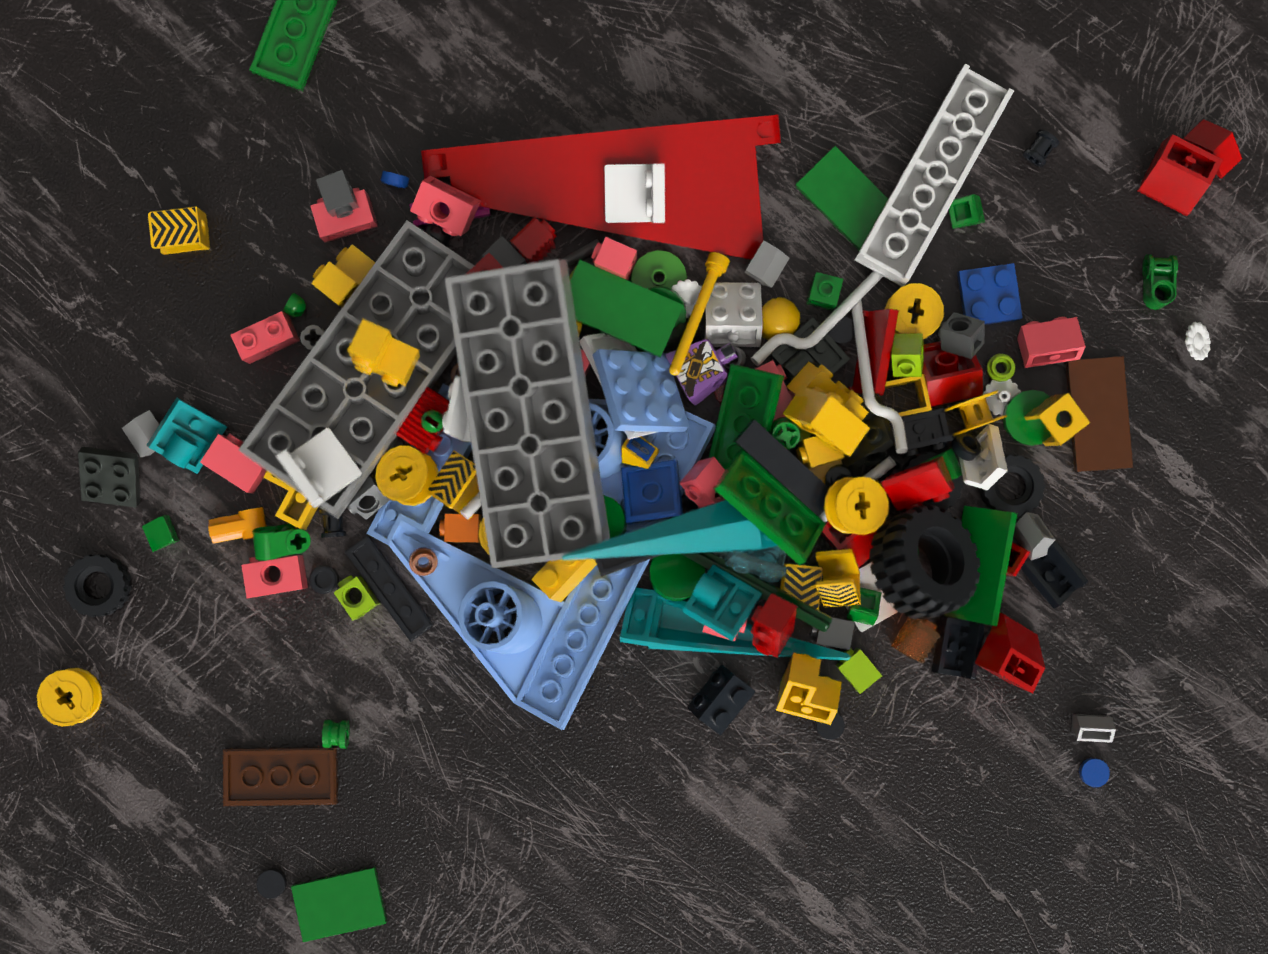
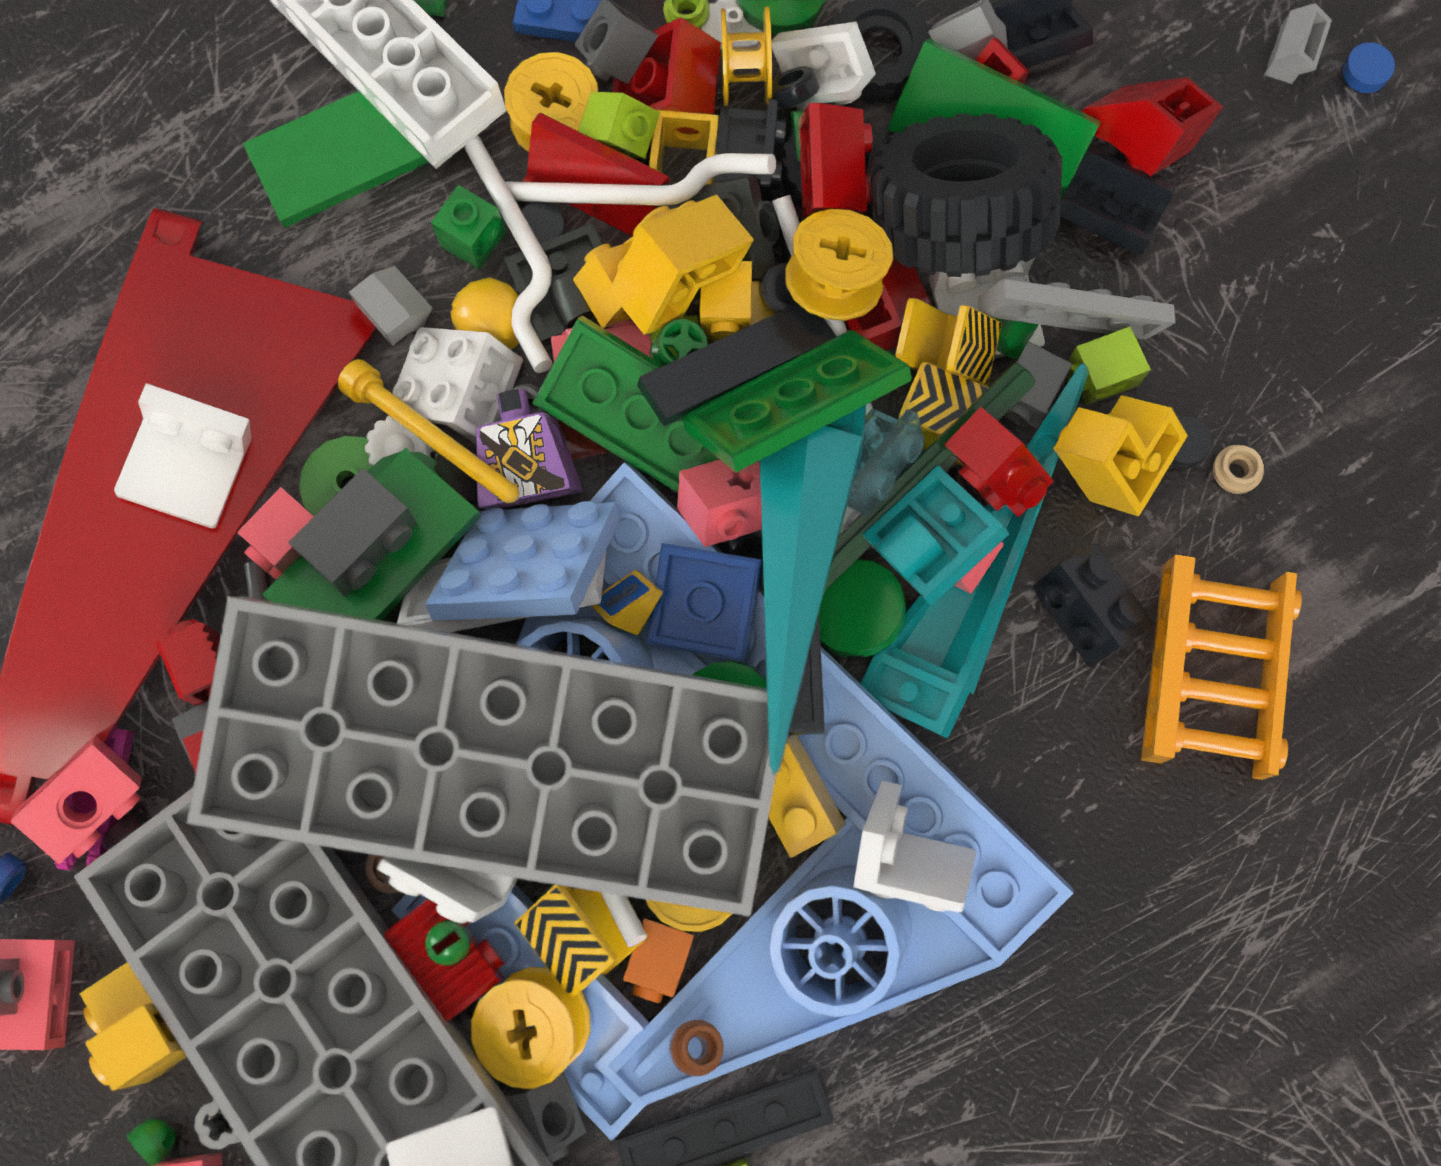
camera: 75 degrees left, 10 degrees down
(379, 353) = (281, 1003): yellow brick -> none
(546, 640) = (907, 864): none -> white bracket
(624, 297) = (354, 533): none -> dark grey brick
(690, 754) = (1172, 685): none -> light orange fence
(831, 762) = (1244, 457): none -> tan plate
(884, 652) = (1074, 309): none -> light grey plate
(916, 639) = (1086, 250): clear orange brick -> none

